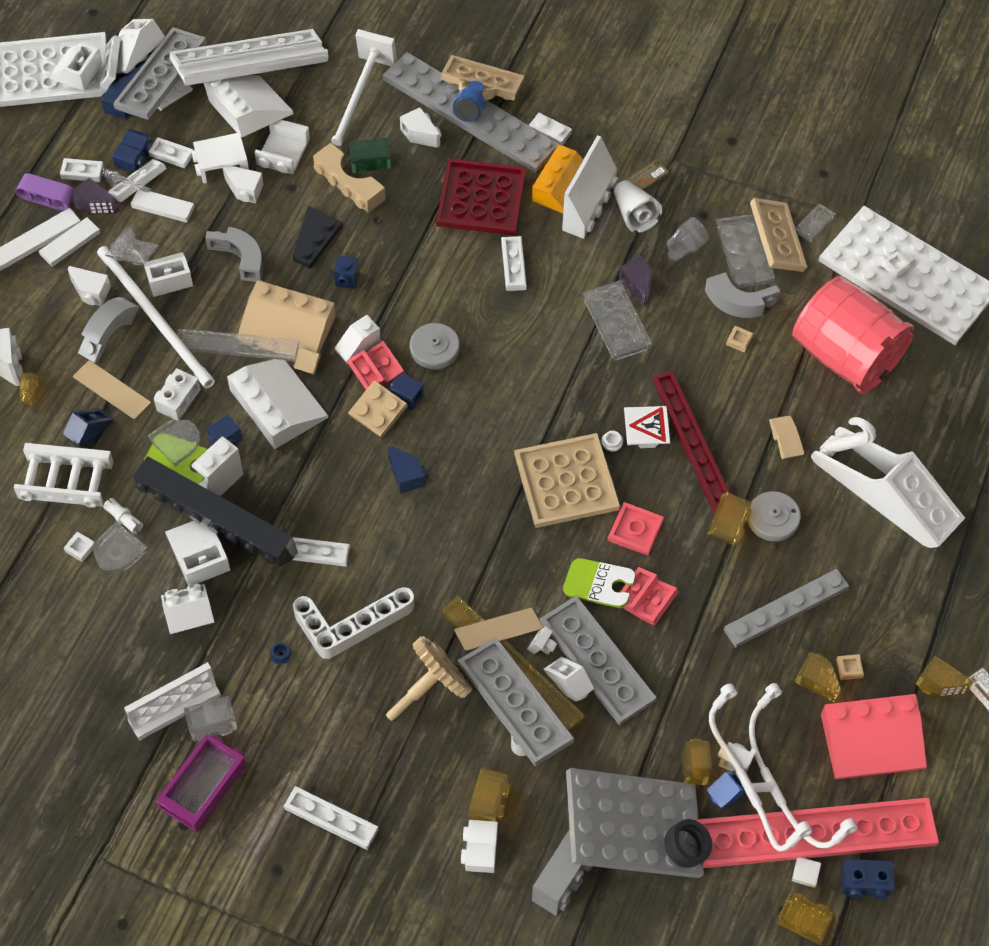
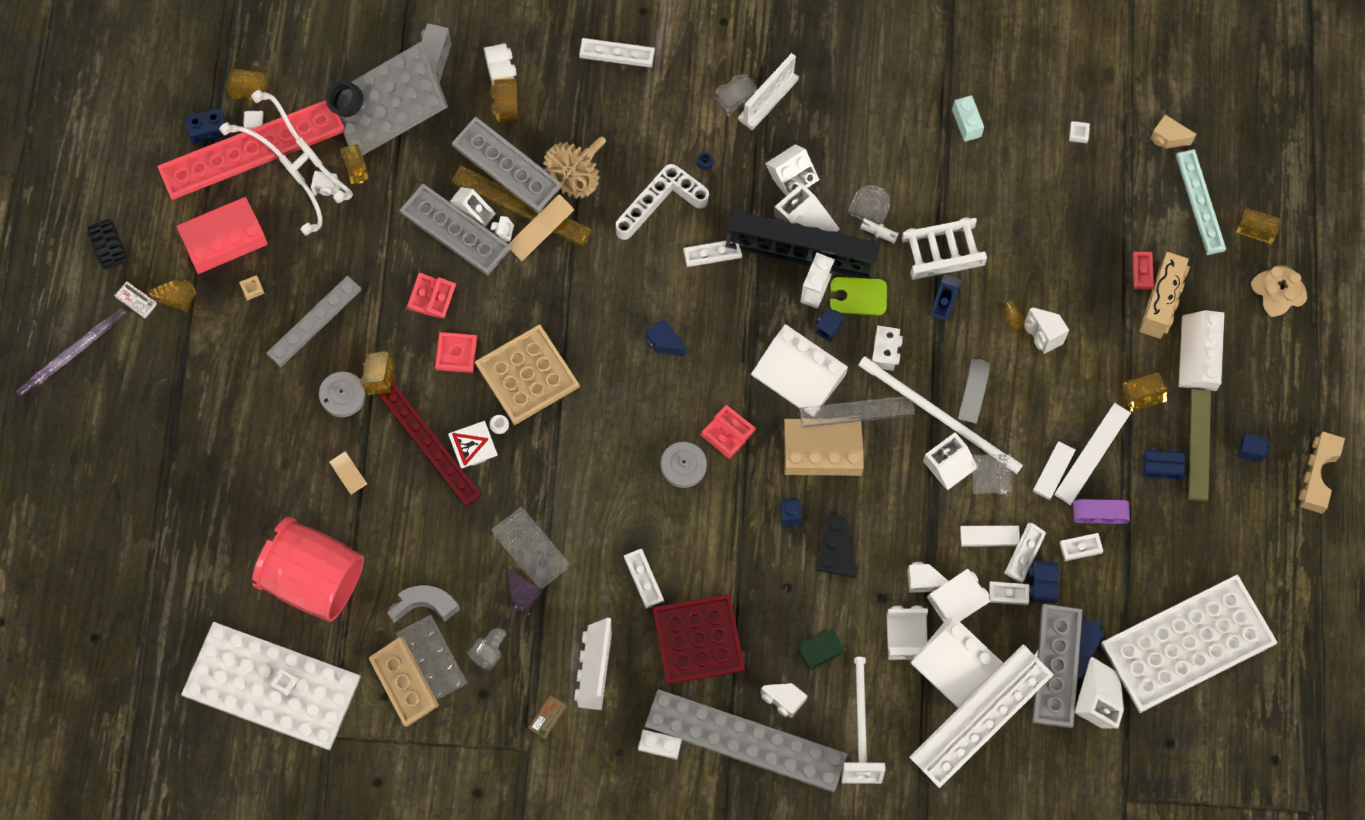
camera: 160 degrees right, 10 degrees up
(78, 66) = (1142, 648): white slope -> none
(79, 546) = (901, 197): white tile -> none
(90, 285) = (1012, 427): white slope -> none
(94, 199) = (1053, 518): clear purple slope -> none
(110, 62) = (1113, 667): white tile -> none
(111, 389) = (945, 342): tan sticker -> none
(114, 178) = (1046, 547): clear sword -> none
(176, 440) = (867, 309): clear tile -> none
(201, 782) = (721, 47): piece -> none
(242, 245) = (890, 509): light grey arch -> none
(307, 361) = (789, 416): tan tile -> none
(359, 336) = (752, 450): white slope -> none
(365, 192) = (808, 605): tan arch -> none
(378, 409) = (710, 388): tan plate -> none
(407, 390) = (692, 412): dark blue brick -> none
(478, 83) = (745, 767): tan plate -> none
(556, 178) = (627, 681): light orange slope -> none
(594, 582) = (477, 293): piece -> none
(637, 206) = (549, 671): white cone -> none
(726, 790) = (327, 153): brick -> none
(739, 339) = (413, 564): tan tile -> none
(815, 222) = (372, 713): clear plate -> none
(819, 677) = (276, 267): clear yellow slope -> none
(904, 495) = (223, 435): white piece -> none

